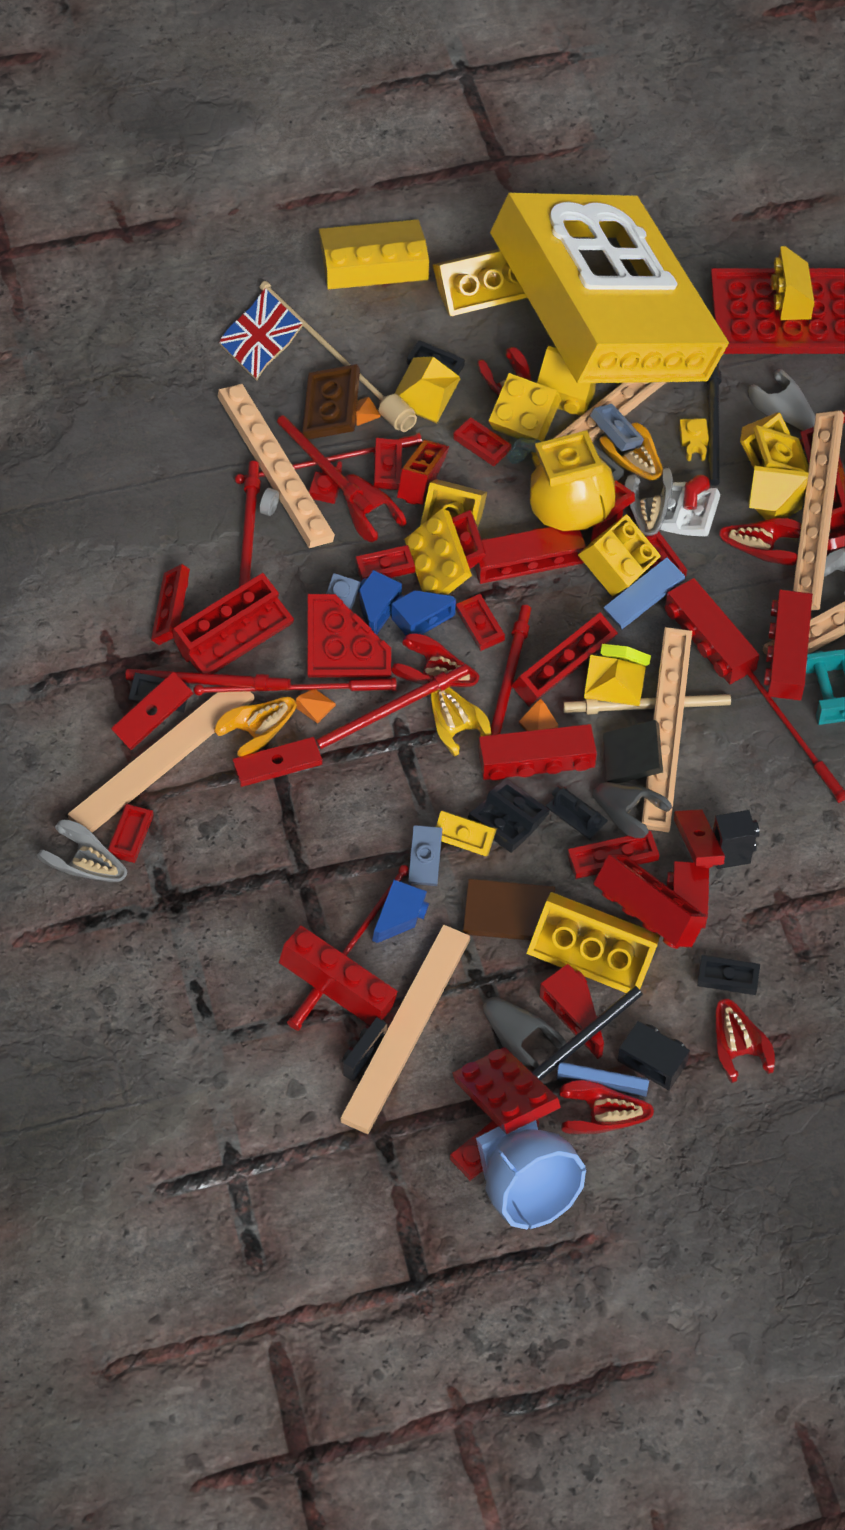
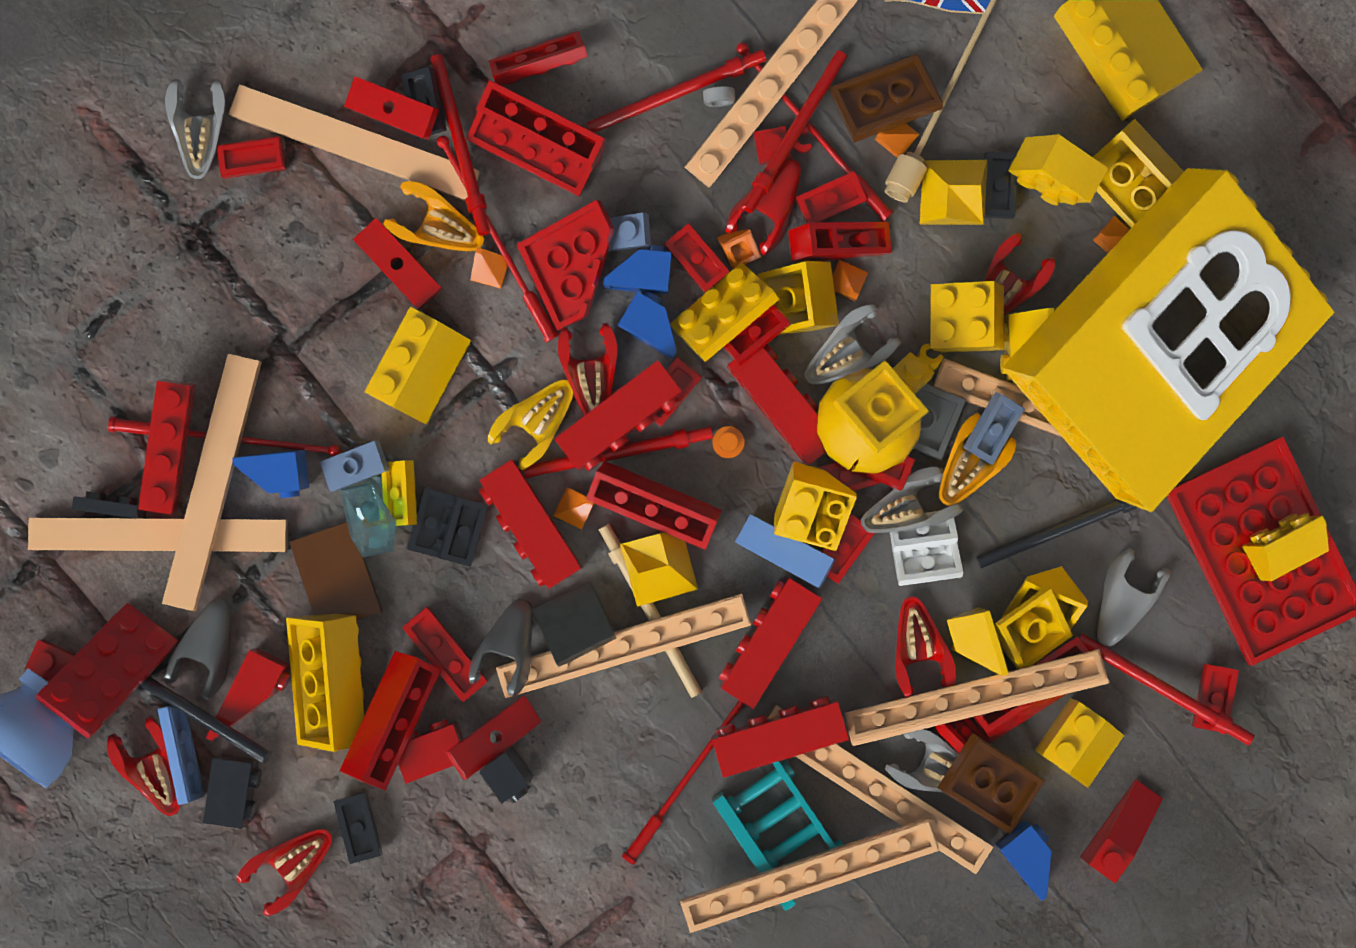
camera: 60 degrees right, 30 degrees up
(365, 781) = (418, 365): none -> yellow slope
(385, 963) = (211, 482): none -> light nougat tile
(390, 536) = (739, 248): none -> orange slope
(441, 682) = (565, 387): red bar -> none
(446, 314) = (1057, 170): none -> yellow brick
(458, 476) = (848, 280): none -> orange slope
(477, 859) = (368, 520): none -> clear light blue slope
(482, 441) = (911, 287): red plate -> none
(483, 652) = (619, 416): none -> red brick
(512, 313) = (1111, 234): none -> orange slope
(512, 503) = (844, 353): none -> light grey animal
(521, 449) = (920, 335): clear light blue arm -> none
(539, 600) = (728, 442): none -> orange plate
(576, 812) = (480, 595): black hinge -> none
(625, 653) = (685, 567): neon yellow tile -> none
(692, 489) = (946, 547): red arm -> none
(694, 437) = (1034, 513): yellow plate -> none

